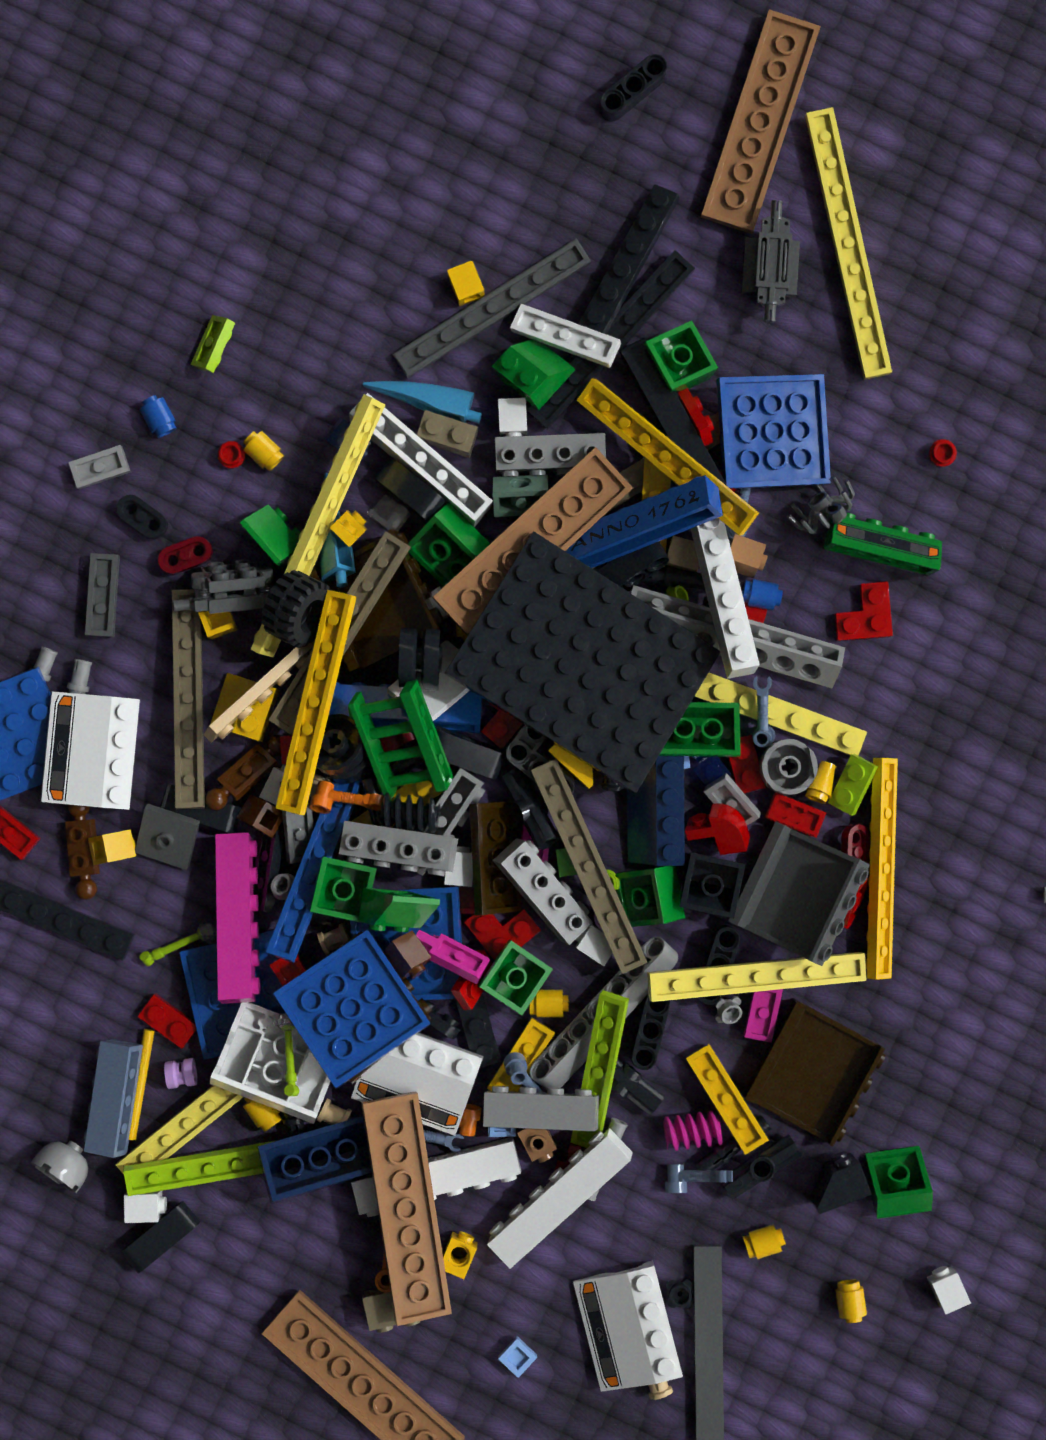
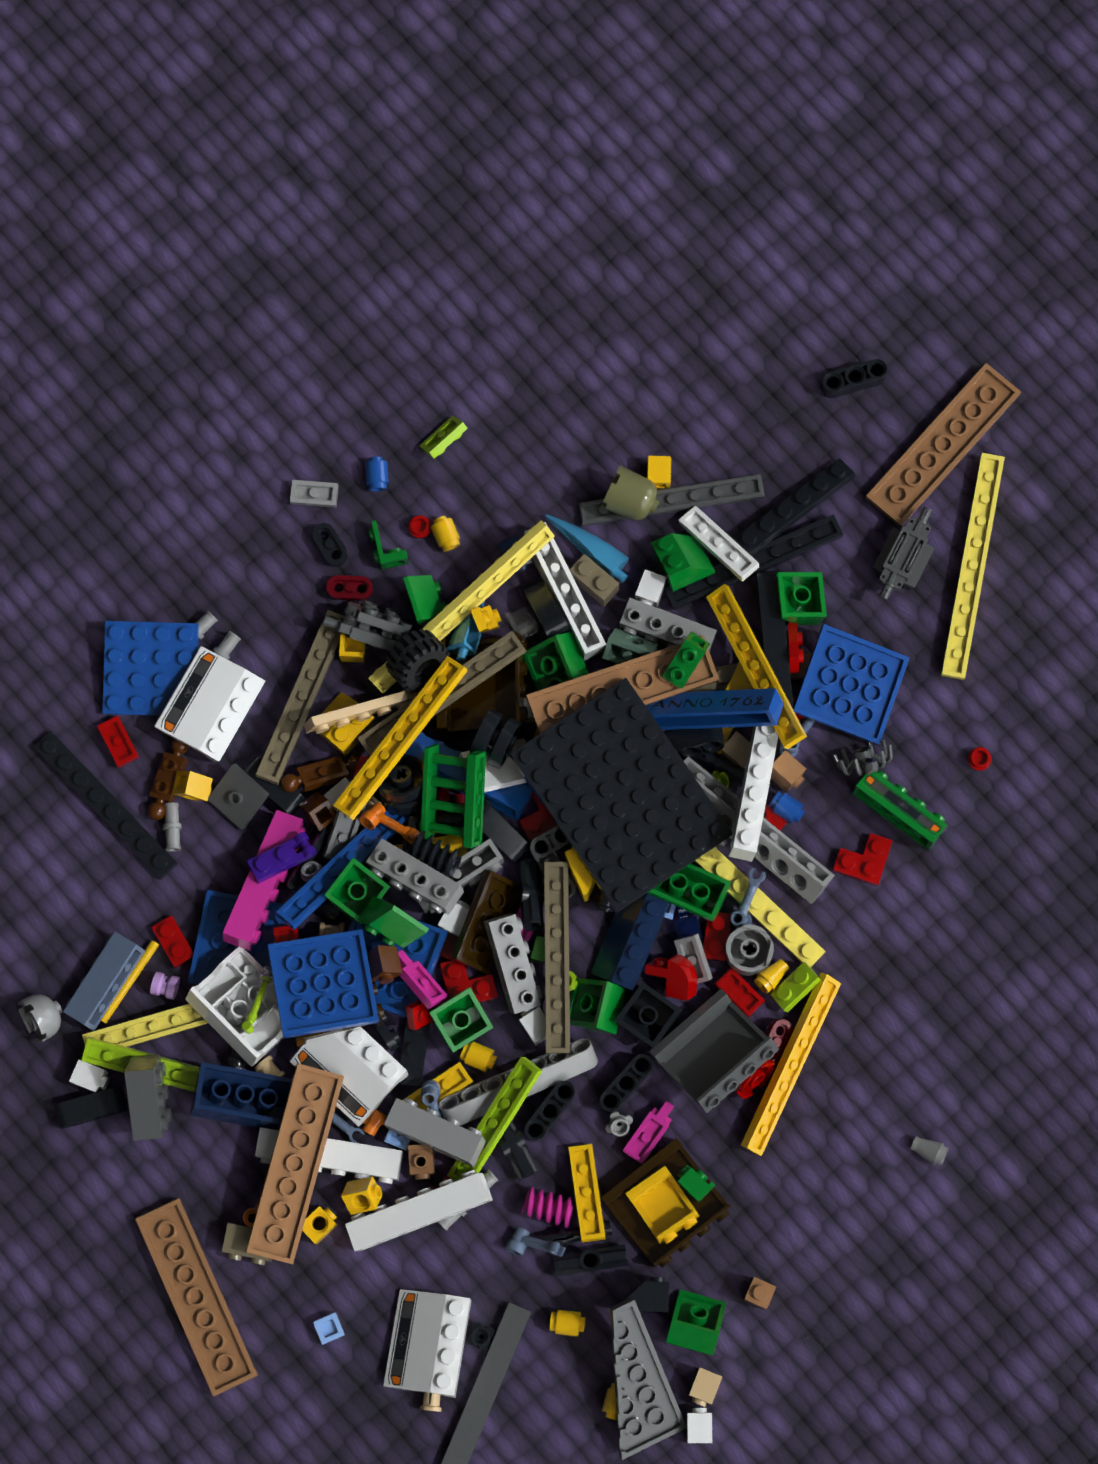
camera: 30 degrees right, 10 degrees down
(102, 595) = (272, 591): dark grey plate -> none
(110, 899) = (172, 827): none -> light grey pin
(205, 932) = (234, 884): lime piece -> none
(216, 1206) = (147, 1097): none -> dark grey brick
(218, 501) = (394, 557): none -> green bracket
(244, 888) = (281, 858): none -> dark purple plate
(262, 1115) = (214, 1044): yellow brick -> none
(447, 322) = (631, 495): none -> olive cylinder
(491, 1206) = (362, 1195): none -> yellow brick
(590, 482) = (686, 660): none -> green bracket
(755, 977) = (652, 1103): light yellow plate -> none
(814, 1078) = (663, 1205): none -> yellow panel
(837, 1041) = (695, 1183): none -> green brick
(878, 1285) = (642, 1392): none -> wing
(936, 1245) = (705, 1387): none -> tan brick
(952, 1124) = (760, 1293): none -> medium nougat brick

